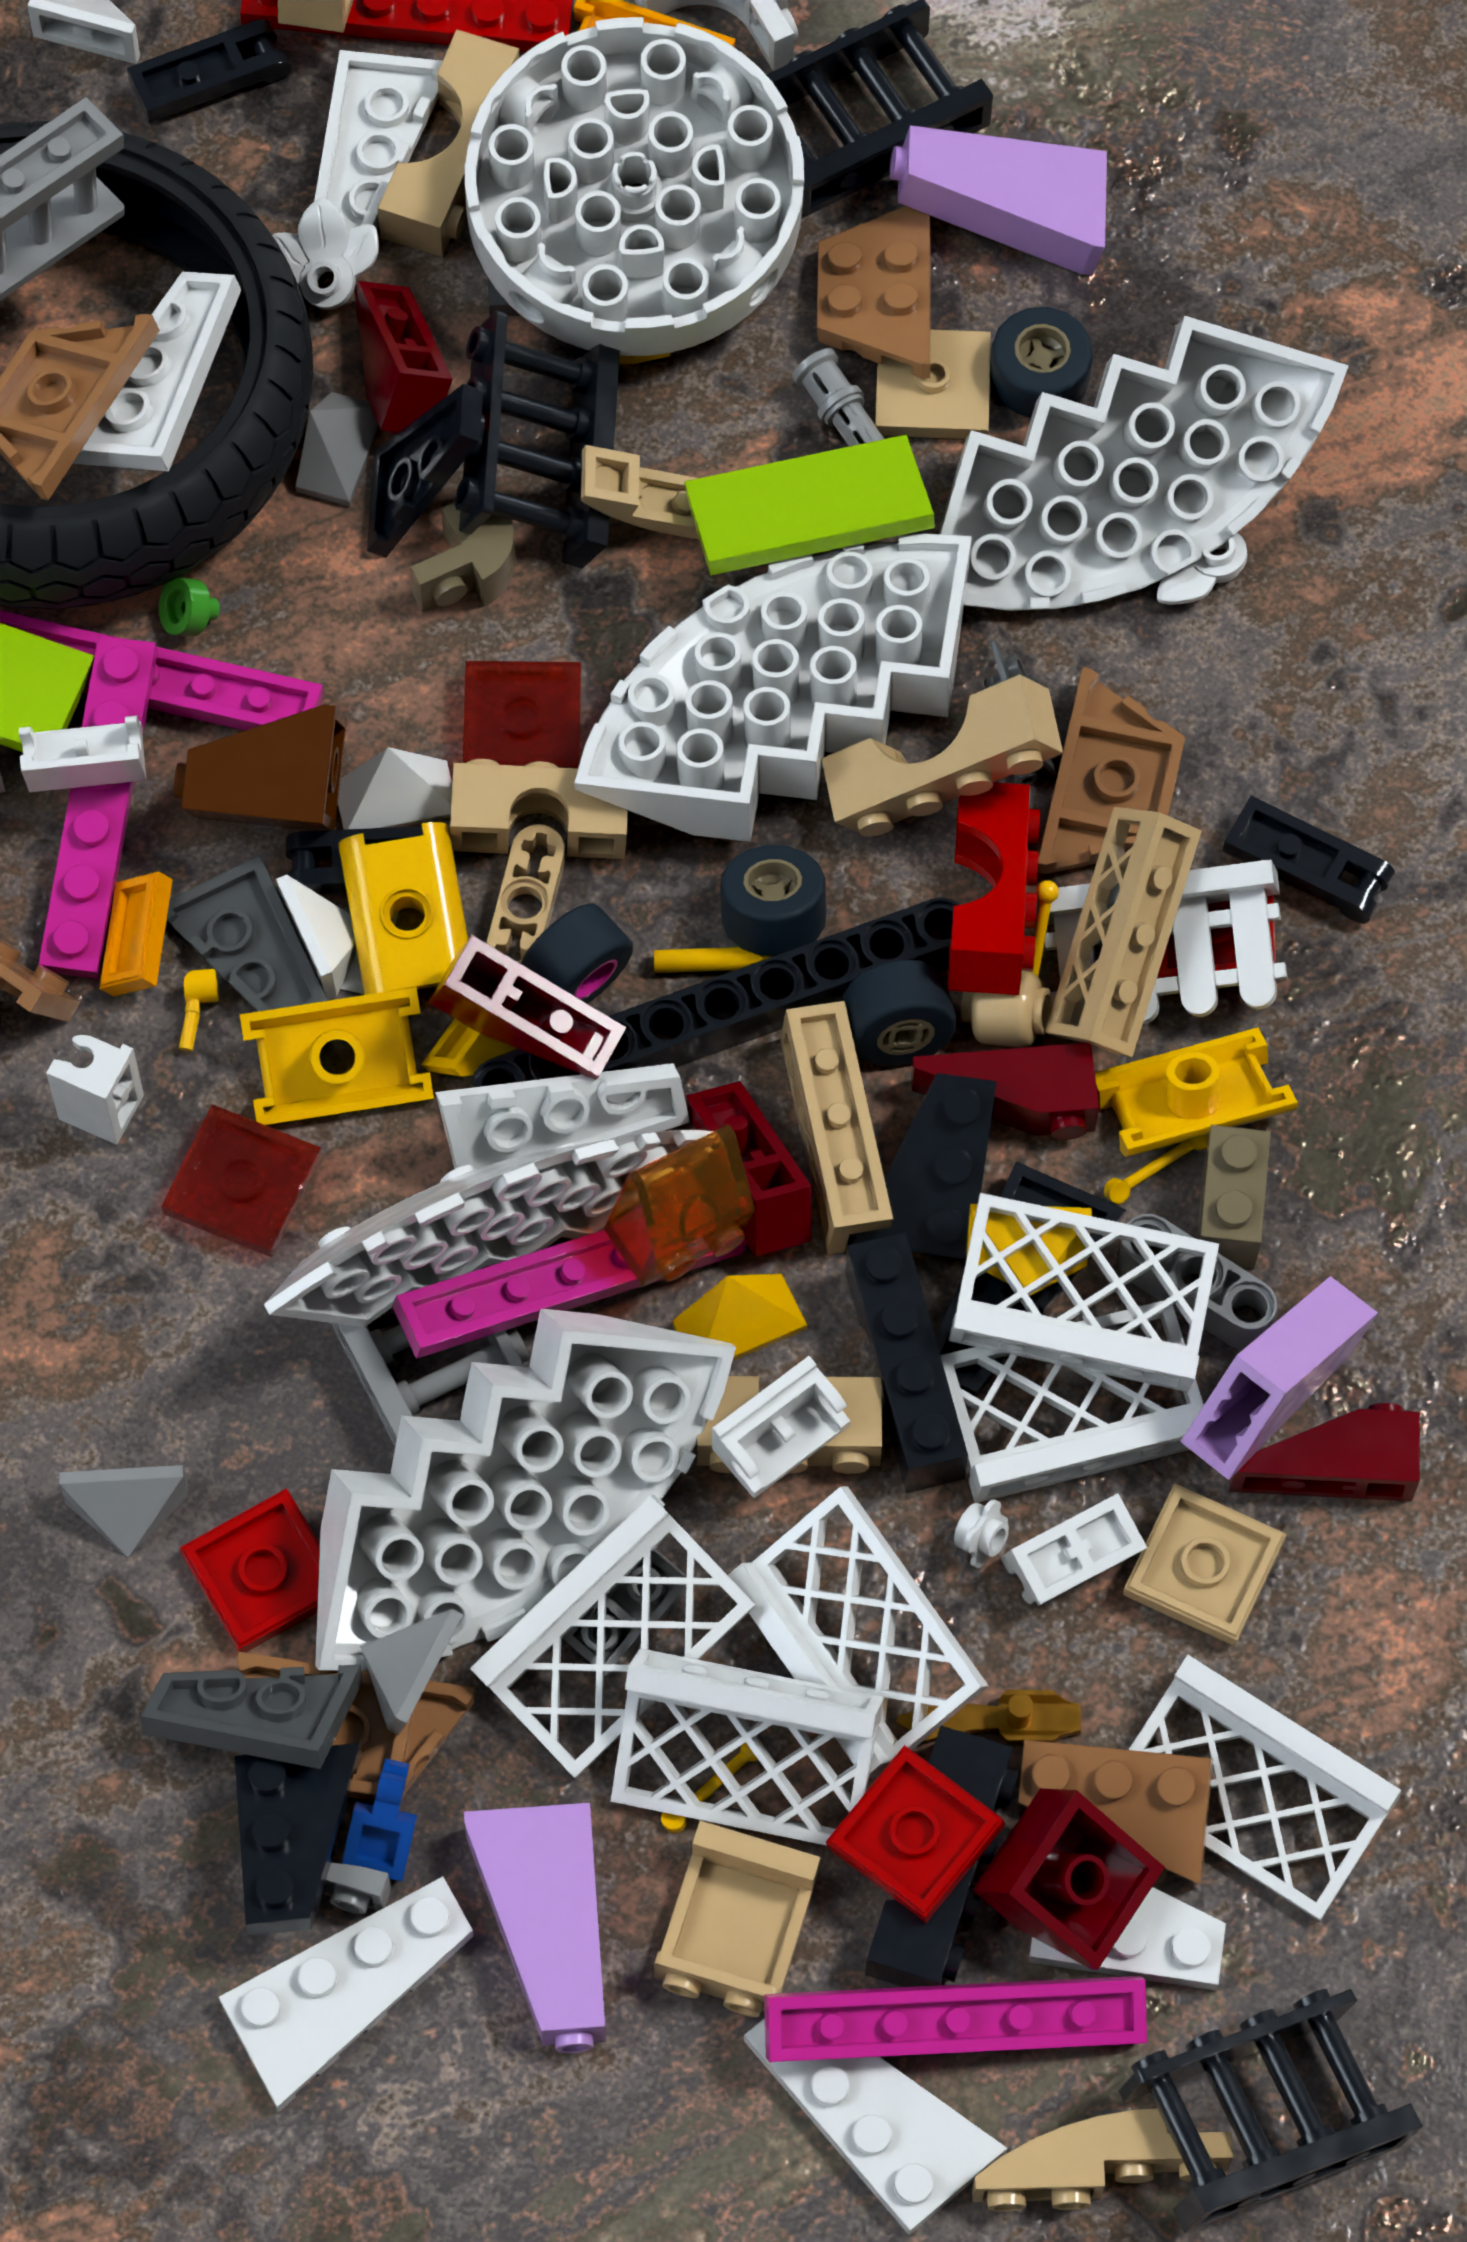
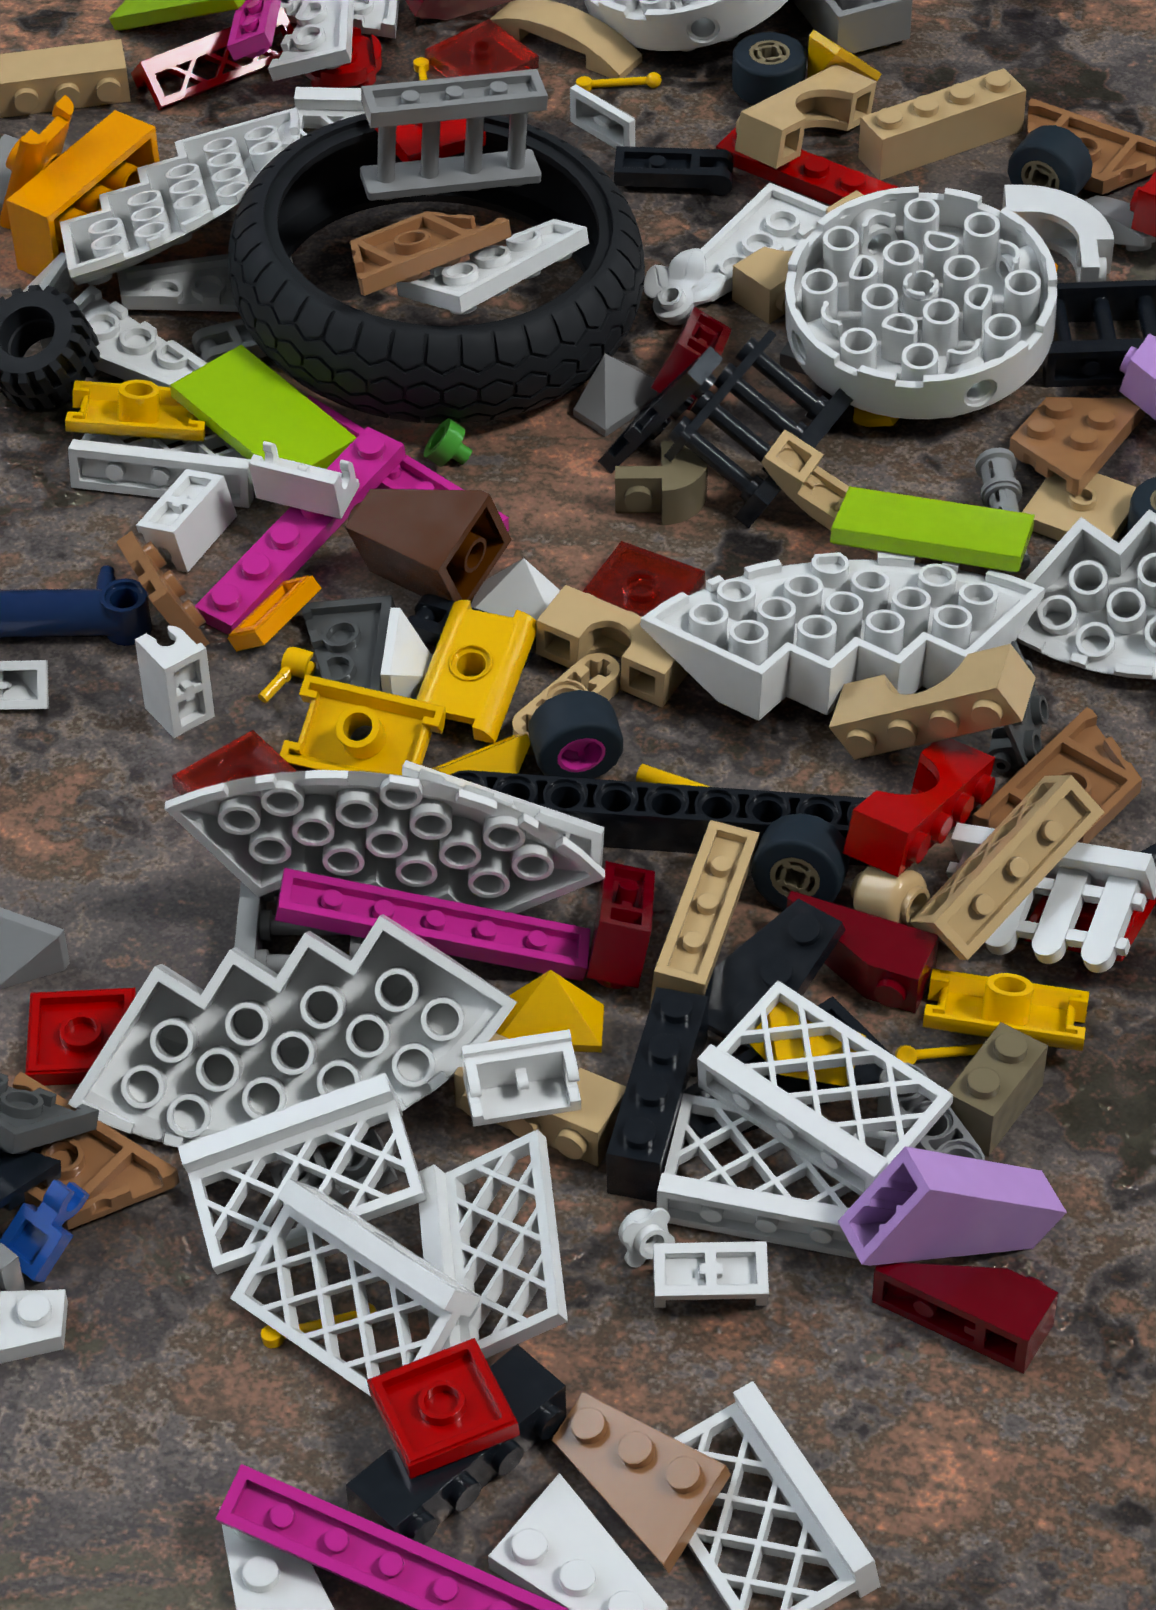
camera: 30 degrees right, 20 degrees down
(404, 1664) = (137, 1124): light grey slope -> none
(525, 1010) = (507, 737): dark red slope -> none
(545, 1904) = (125, 1348): lavender slope -> none
(682, 1208) = (541, 900): clear orange slope -> none
(736, 1919) = (273, 1418): tan panel -> none
(773, 899) = (751, 756): black wheel -> none
(1018, 1717) = (596, 1378): pearl gold piece -> none
(1047, 893) = (962, 821): yellow hinge -> none
(1069, 1876) = (551, 1499): dark red slope -> none
(1204, 1564) = (815, 1337): tan plate -> none

